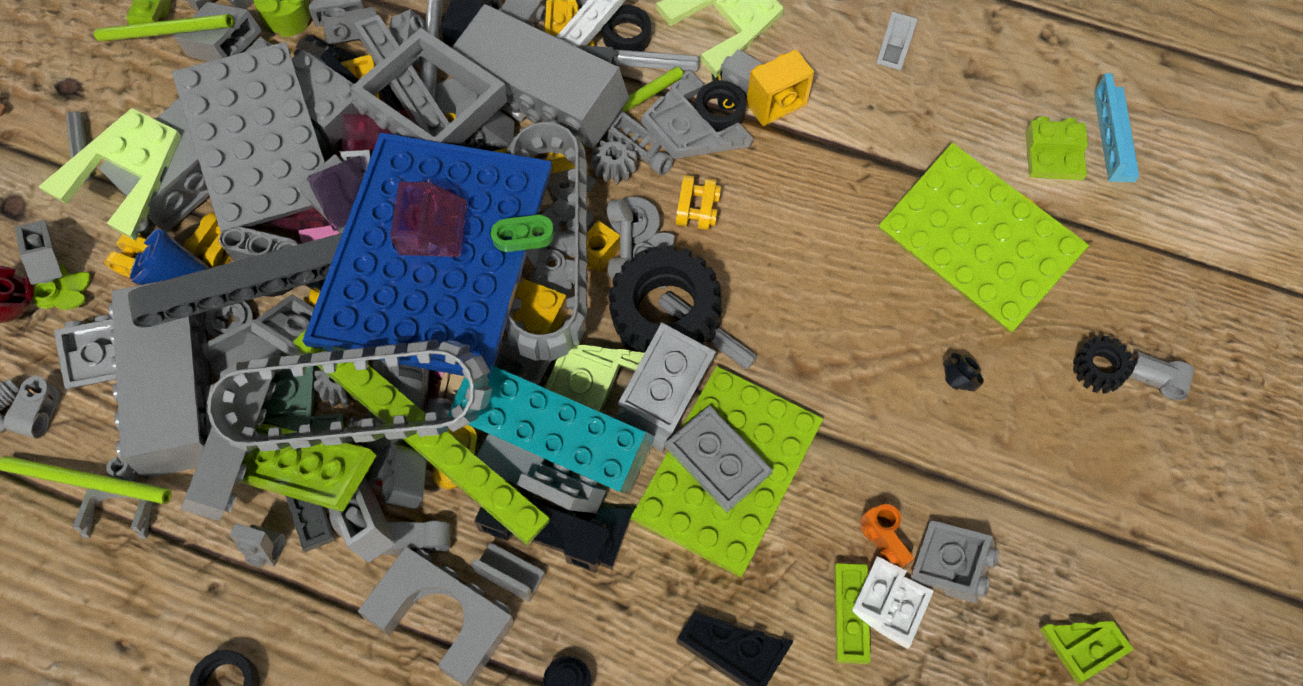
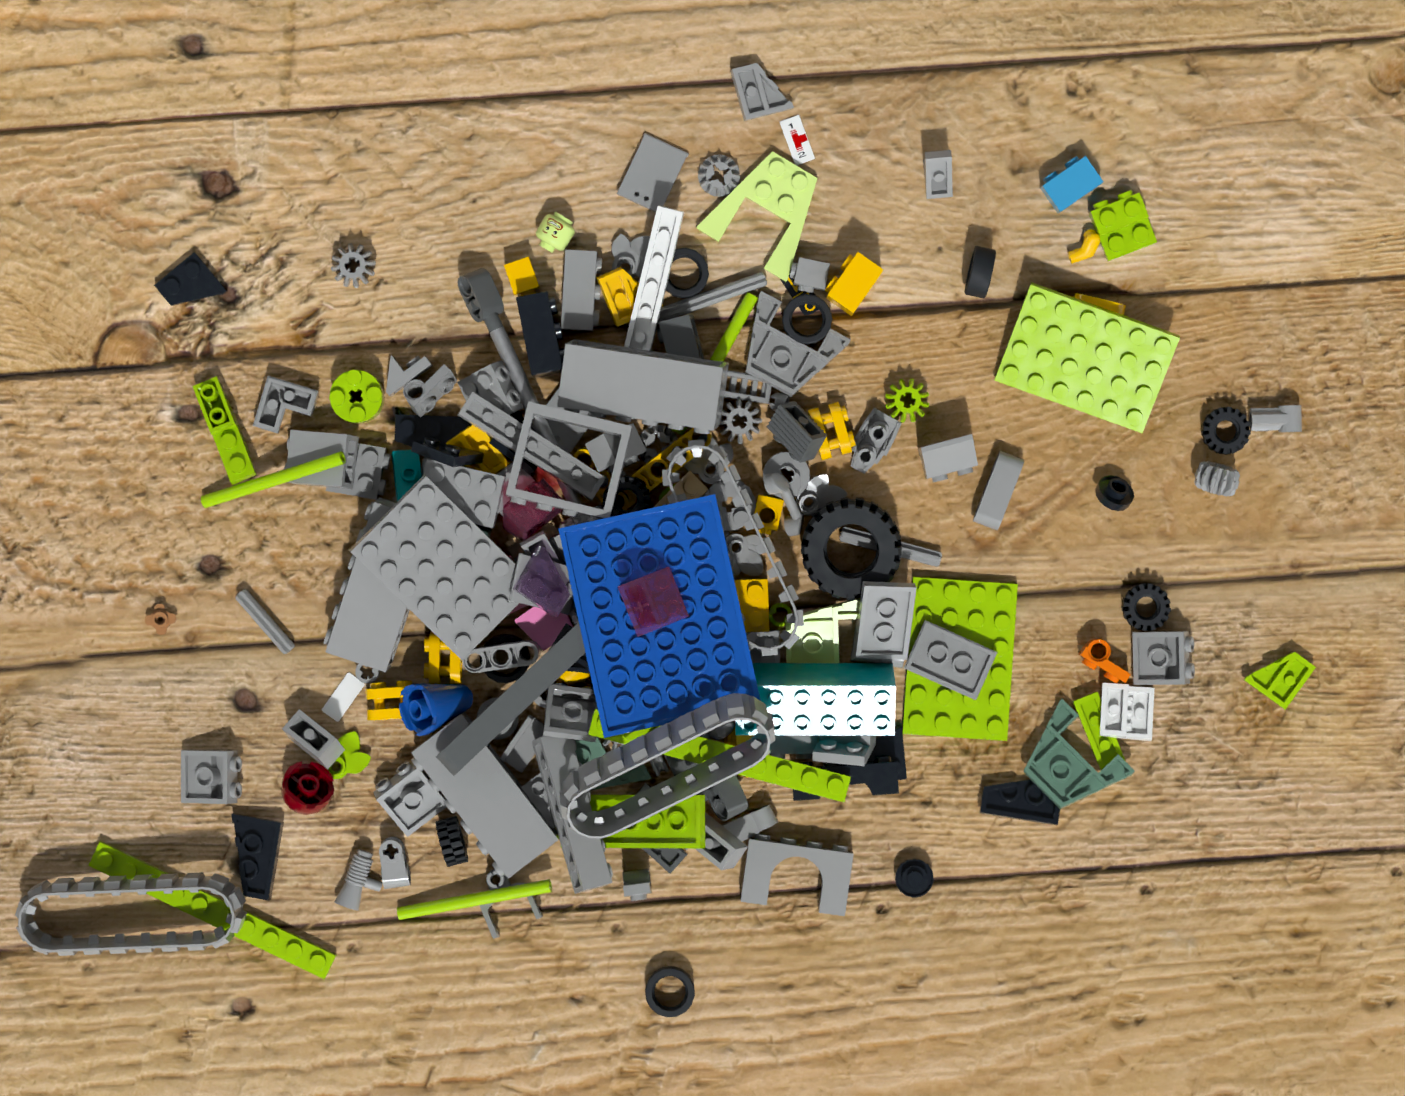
camera: 25 degrees left, 25 degrees up
(96, 409) = (451, 841): none -> black tyre
(97, 243) = (343, 697): none -> white sticker
(133, 144) = (349, 621): yellowish green wing -> none
(509, 572) = (831, 818): light grey panel -> none
(523, 232) = (729, 575): bright green plate -> none
(663, 183) = (796, 431): none -> dark grey brick
(735, 229) = (874, 440): none -> light grey connector
(784, 207) = (914, 395): none -> lime gear
(794, 636) = (1062, 770): none -> sand green wing
(804, 263) = (948, 457): none -> light grey slope
(840, 322) = (998, 490): none -> light grey beam
(904, 125) = (980, 272): none -> black tyre
(967, 488) = (1162, 607): none -> black tyre
(1014, 156) = (1088, 248): none -> yellow arm
(1019, 97) = (1071, 184): none -> dark azure brick
(1081, 400) = (1217, 478): none -> light grey gear
(1115, 131) = (1170, 179): medium azure fence -> none

